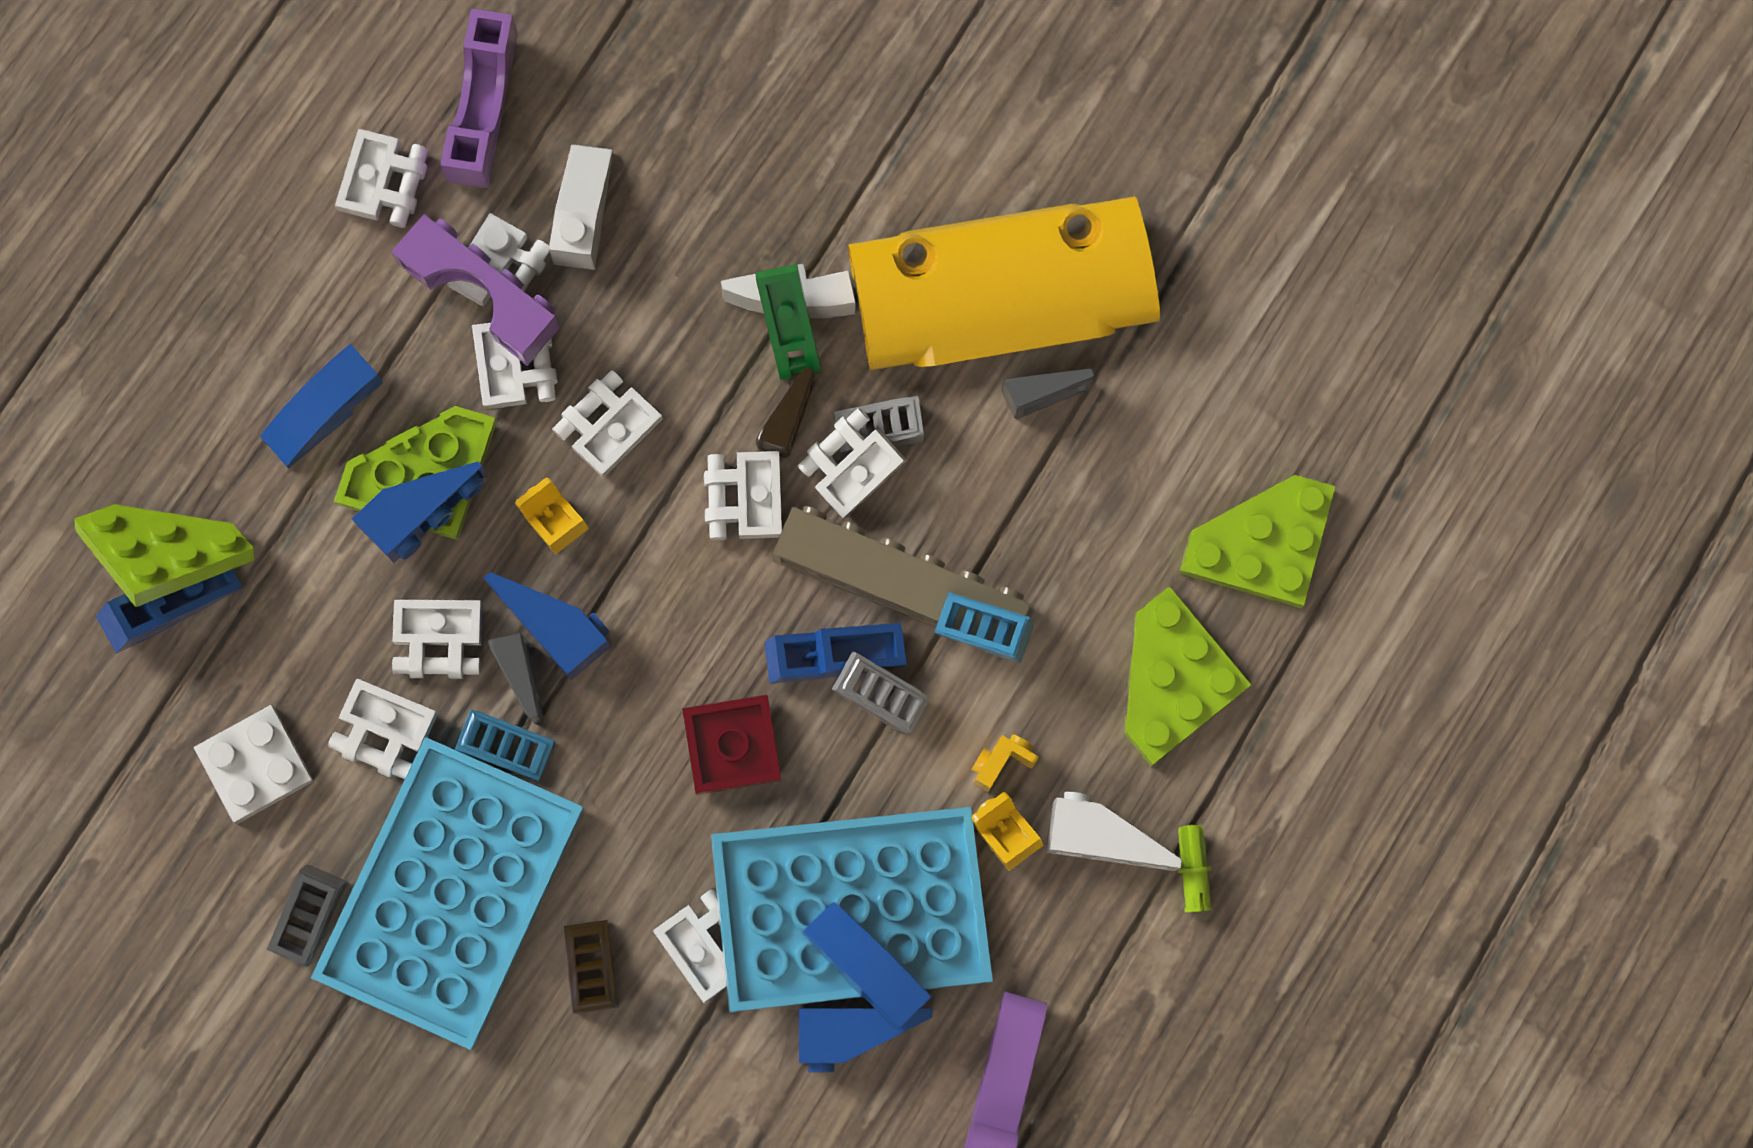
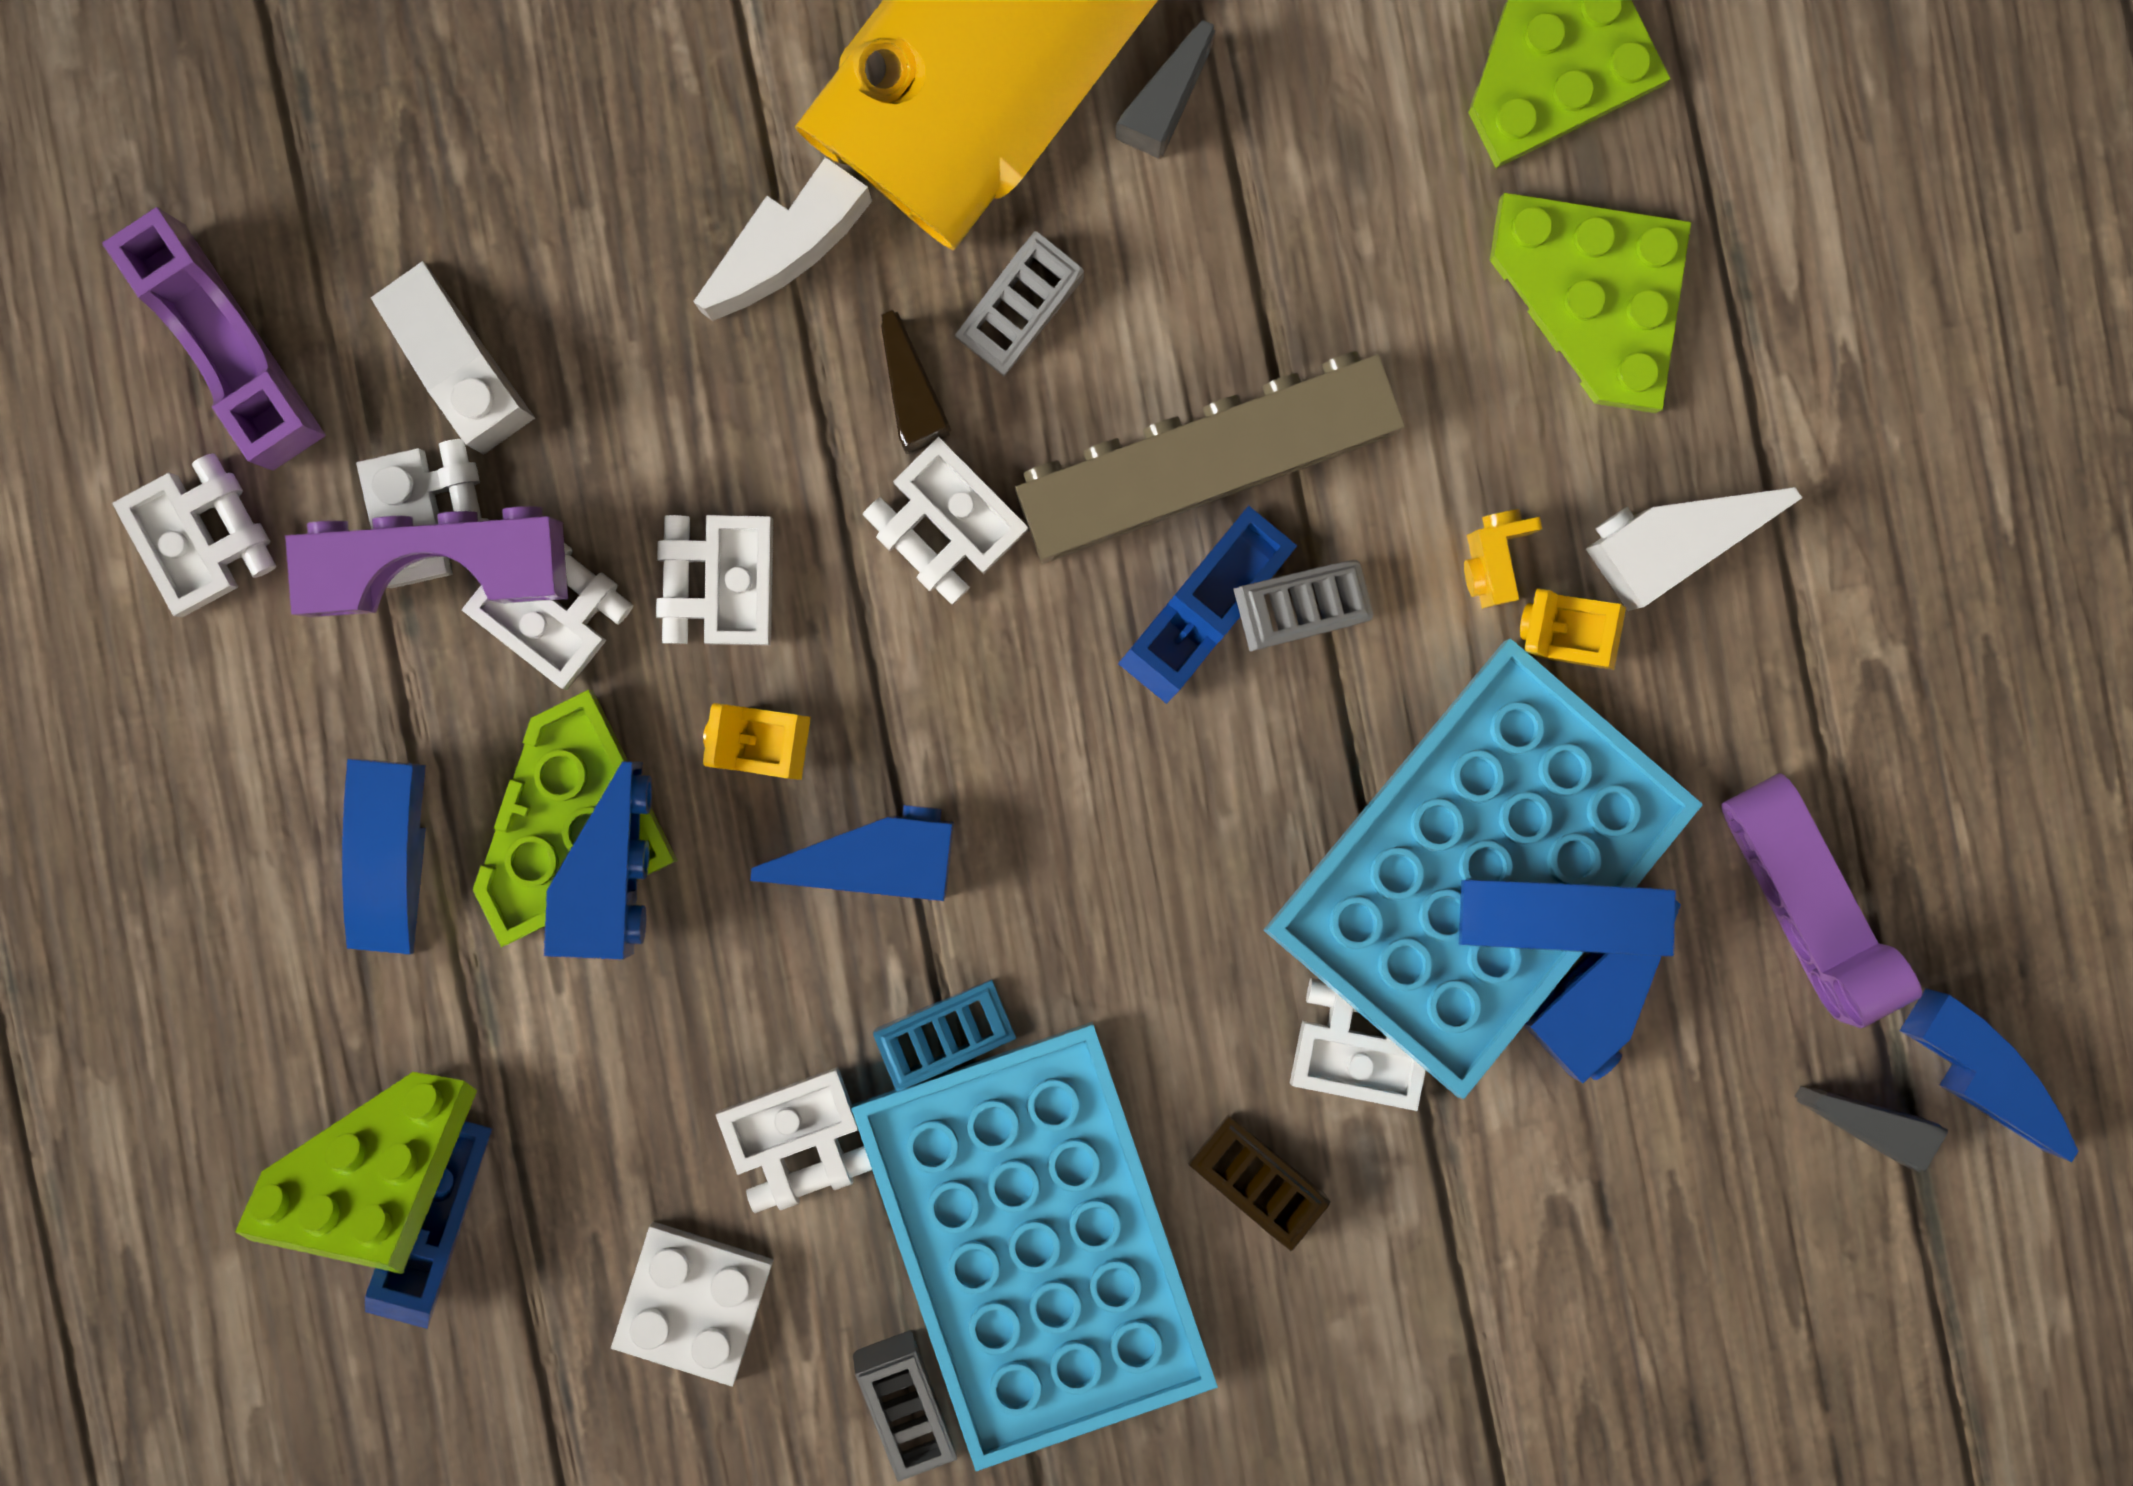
camera: 35 degrees left, 10 degrees up
(437, 623) = (744, 973): white plate -> none
(516, 663) = (877, 940): dark grey slope -> none
(731, 744) = (1189, 808): dark red plate -> none
(788, 320) = (812, 277): green plate -> none
(860, 472) = (1051, 375): white plate -> none
(1019, 641) = (1405, 405): dark azure slope -> none
(1194, 868) = (1818, 490): lime axle -> none

